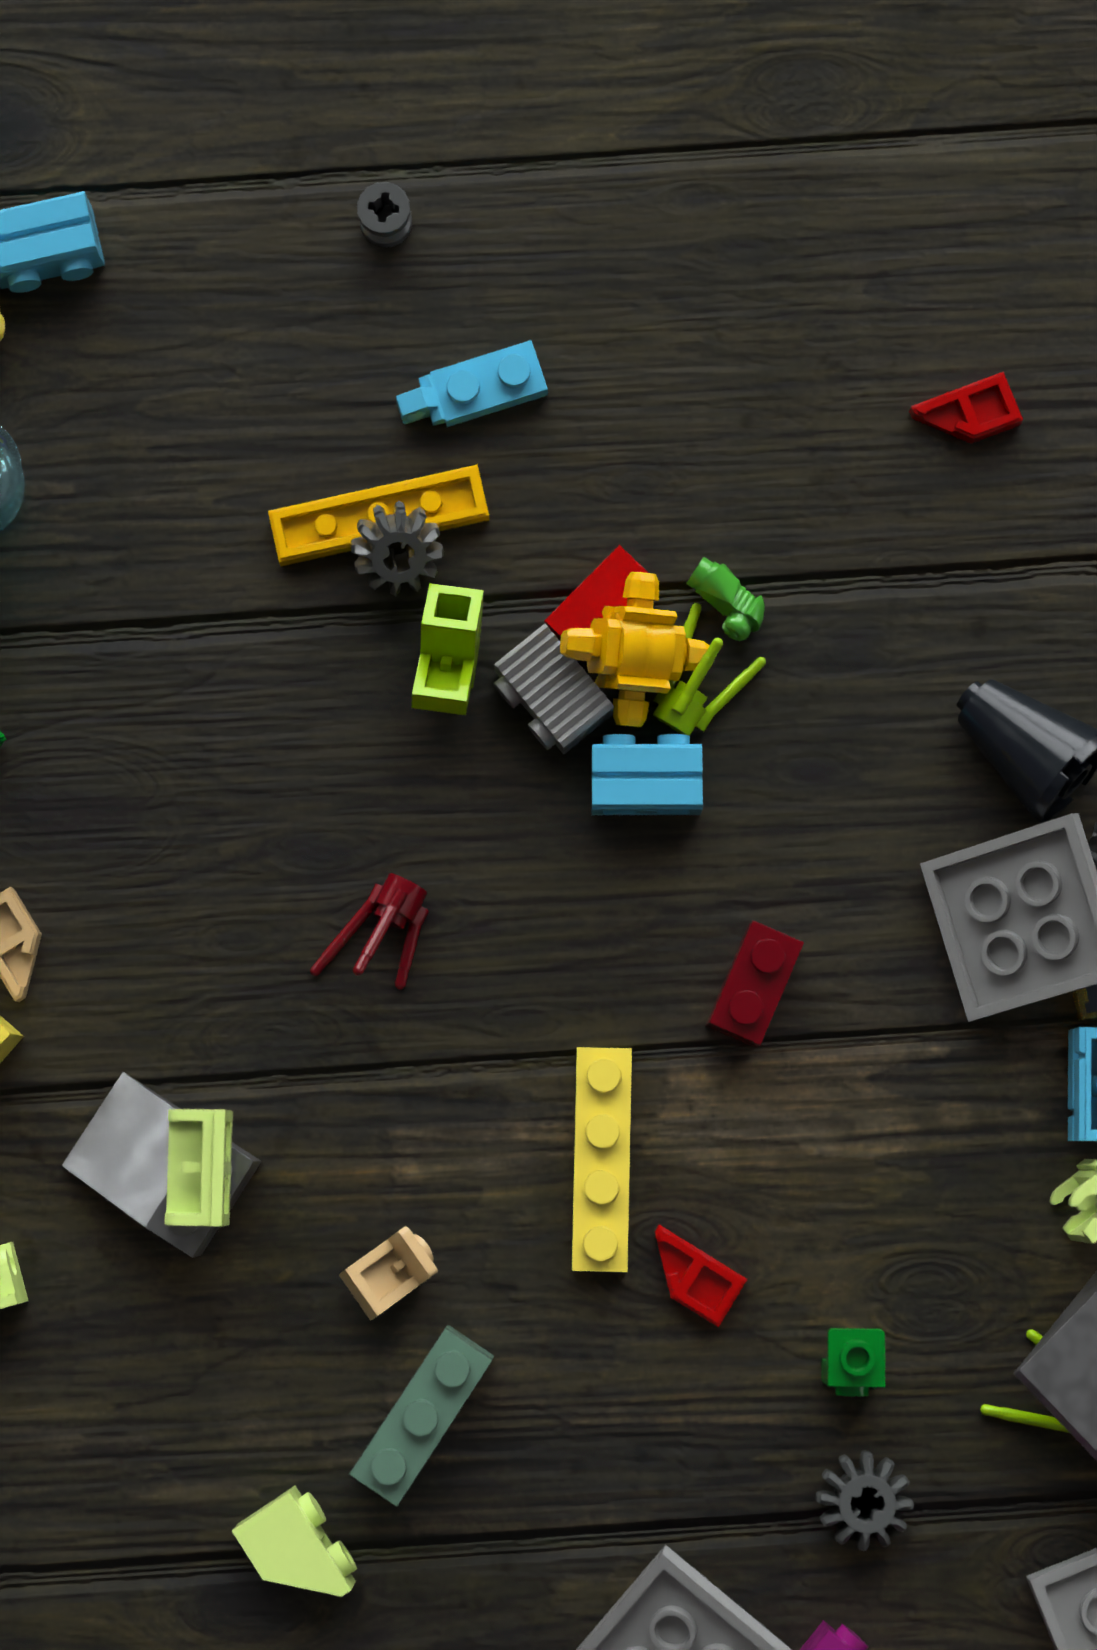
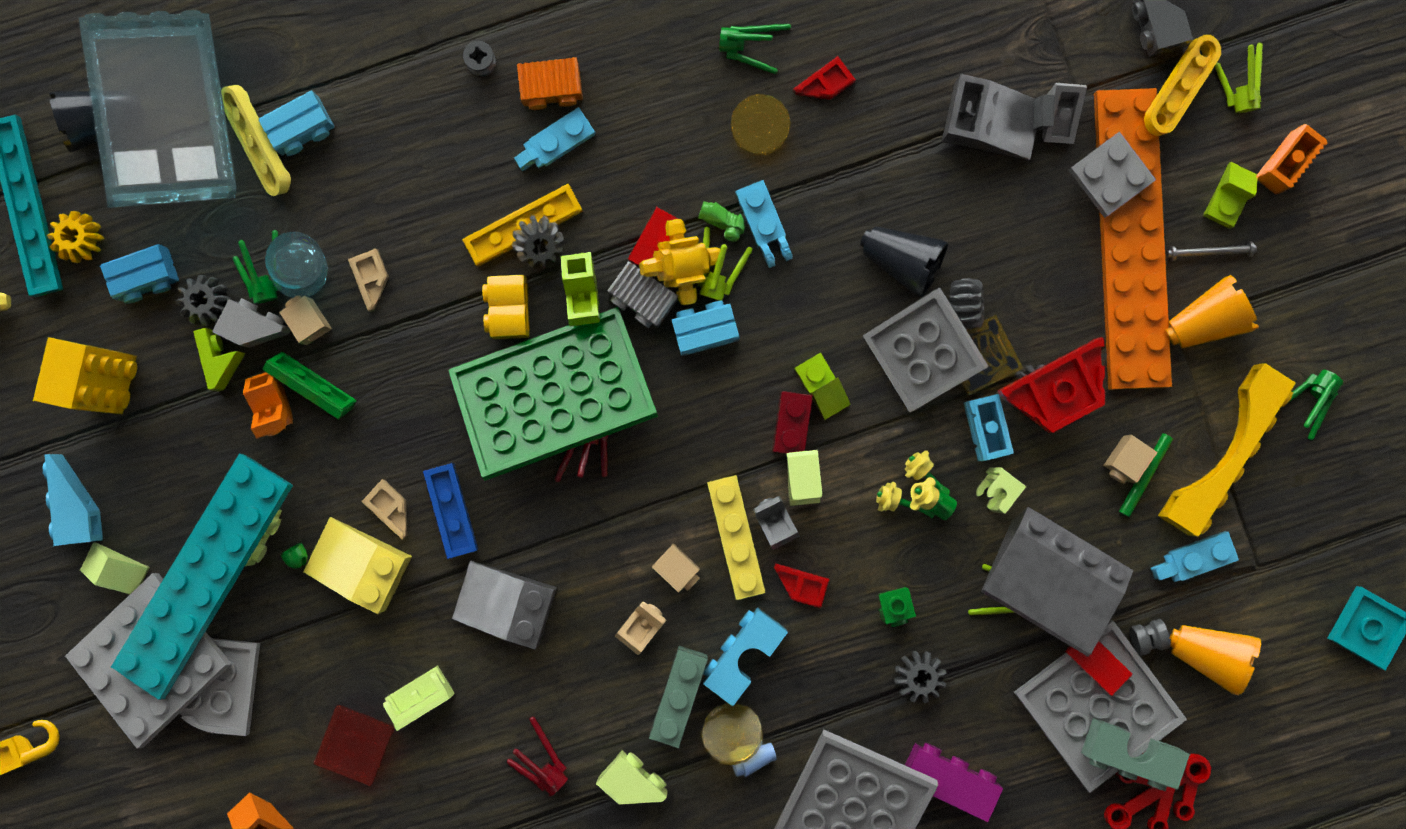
camera: 20 degrees left, 5 degrees up
(91, 533) = (370, 276): none -> tan tile
(113, 974) = (450, 510): none -> blue plate
(150, 1497) = (548, 777): none -> dark red plant
(199, 1167) = (525, 602): yellowish green hinge -> none
(312, 647) = (507, 307): none -> yellow brick
(347, 817) = (551, 394): none -> plate
(482, 1185) = (677, 569): none -> tan brick
(493, 286) = (549, 83): none -> orange brick
(499, 1509) = (732, 734): none -> clear yellow tile
(515, 1400) = (757, 632): none -> medium azure arch
(520, 1565) = (763, 756): none -> light blue cone
(679, 1150) = (775, 522): none -> dark grey bracket
(750, 1085) = (804, 477): none -> yellowish green slope
(798, 618) = (763, 220): none -> medium azure hinge
(830, 296) = (734, 38): none -> green plant
(830, 939) = (822, 384): none -> lime slope
(837, 452) = (760, 124): none -> clear yellow tile
(961, 1177) = (927, 497): none -> light yellow plant

